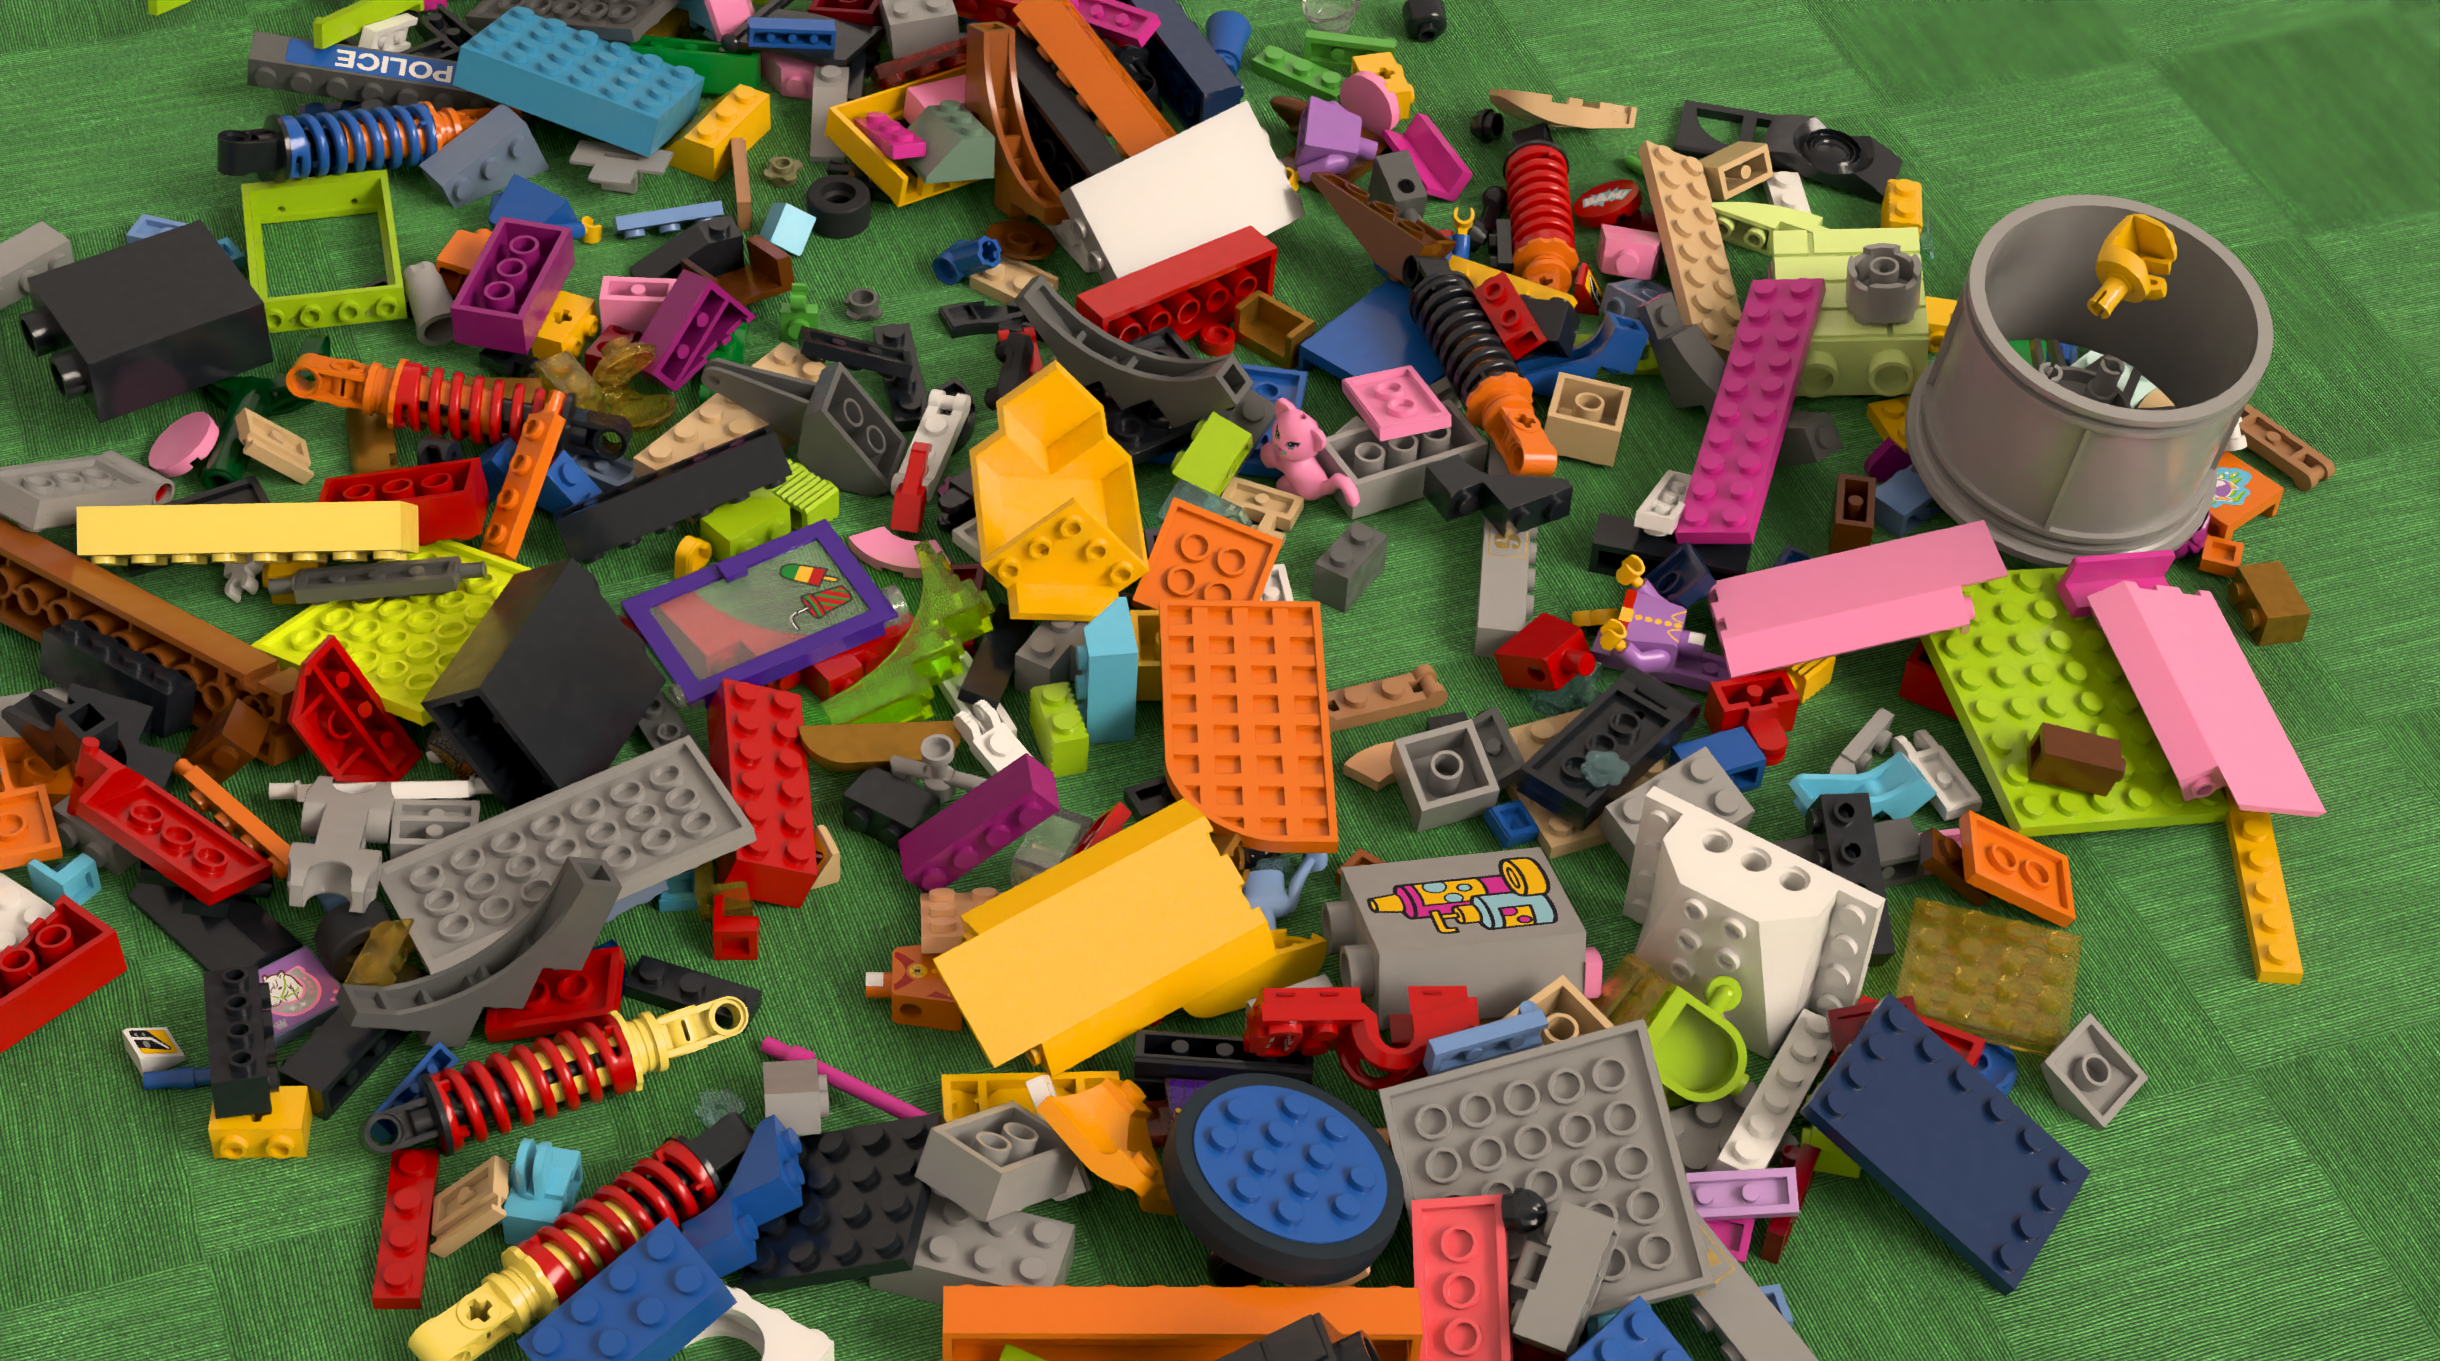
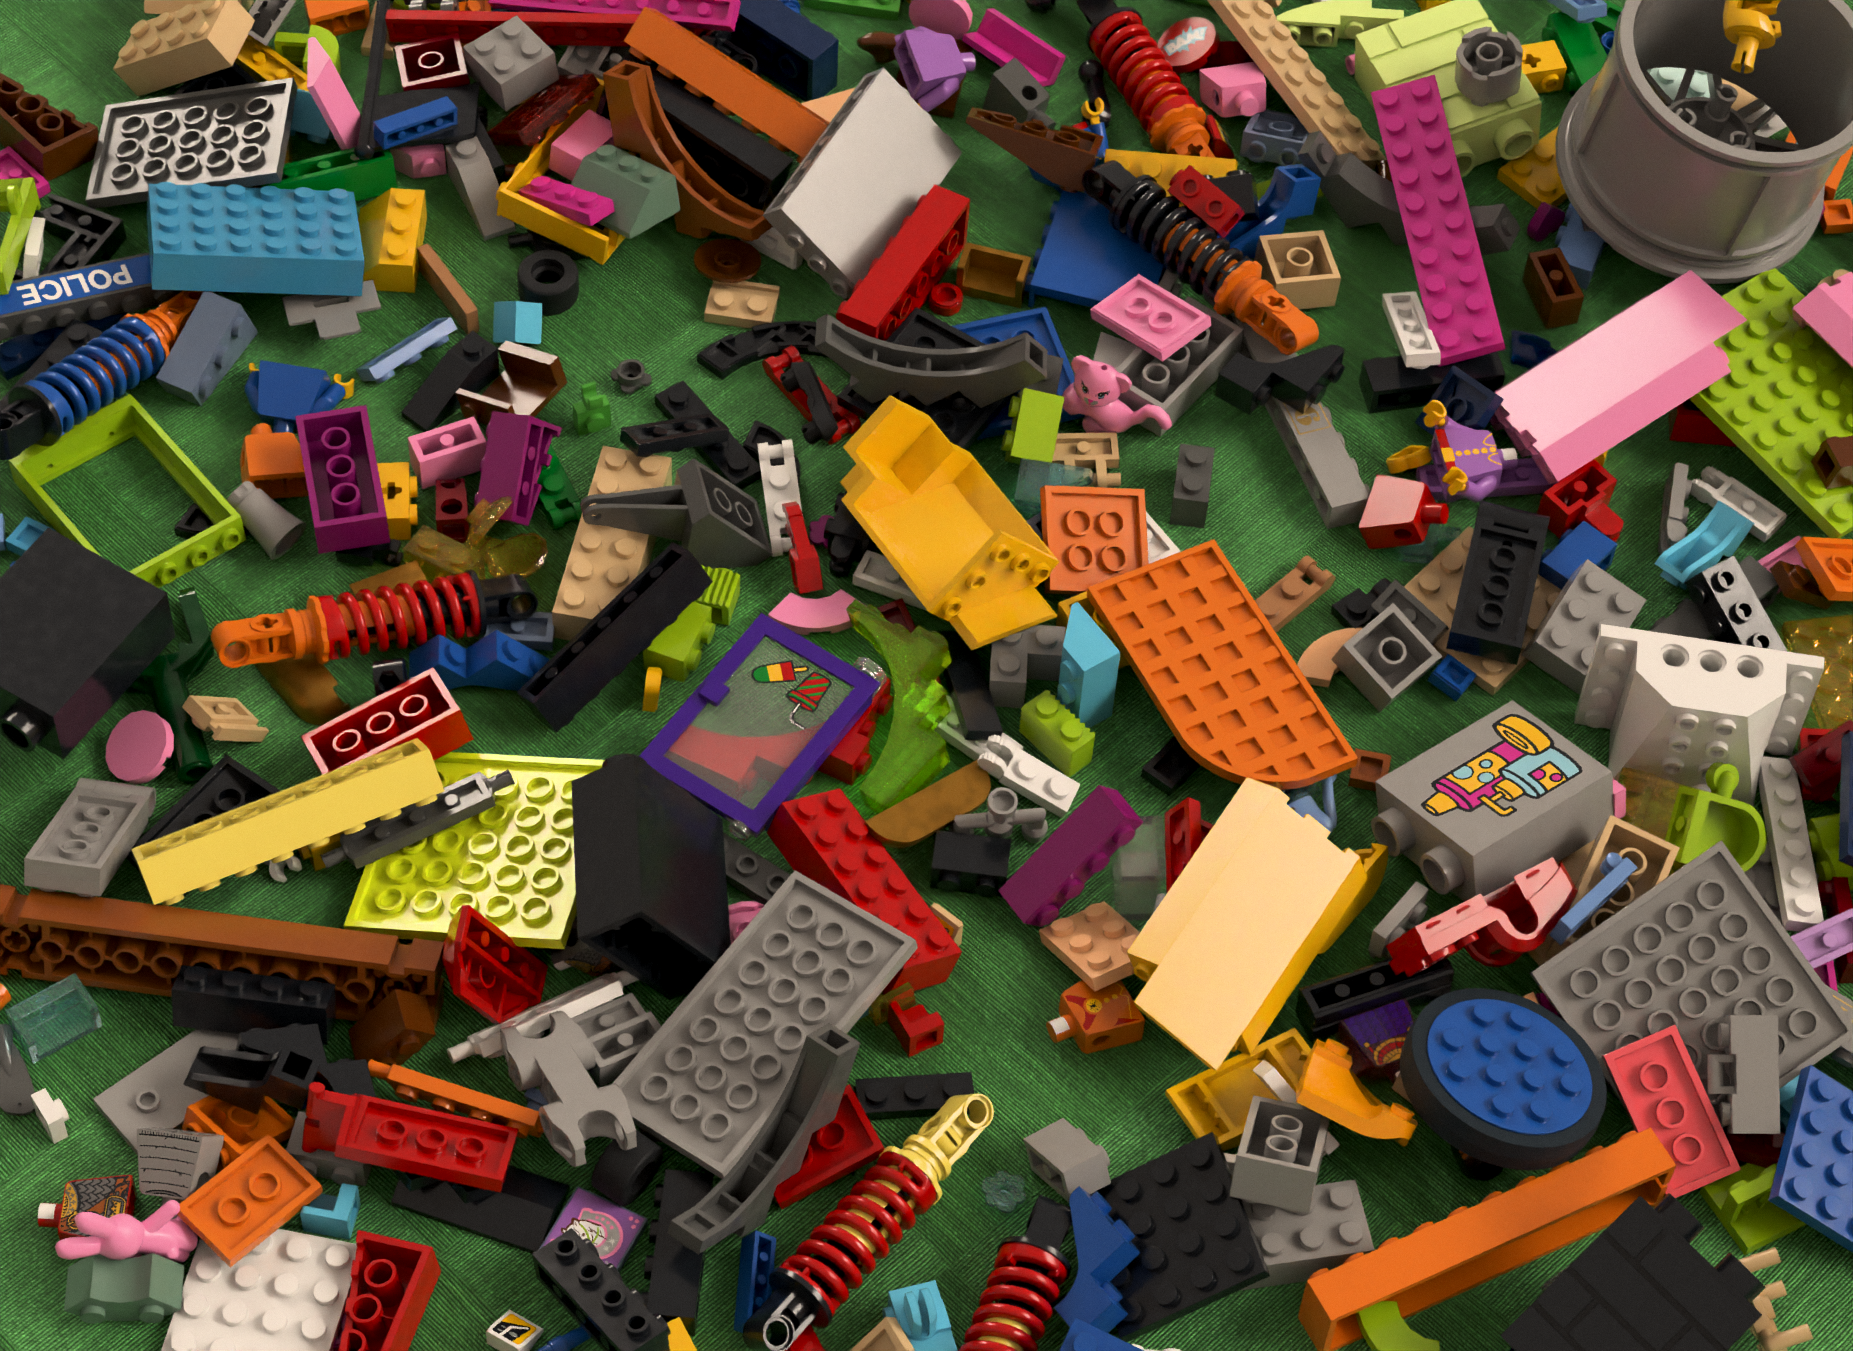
camera: 25 degrees left, 10 degrees up
(382, 954) = (670, 1178): clear yellow hinge -> none
(524, 480) = (480, 673): orange plate -> none
(782, 171) = (472, 261): olive plate -> none
(843, 1081) = (1041, 1118): dark pink bar -> none
(966, 259) = (694, 298): blue piece -> none
(1501, 246) = (1131, 126): black plate -> none
(1523, 1211) = (1696, 1031): black plate -> none
(1604, 768) = (1515, 606): clear light blue plant -> none
(2097, 572) = (1797, 282): dark pink panel -> none

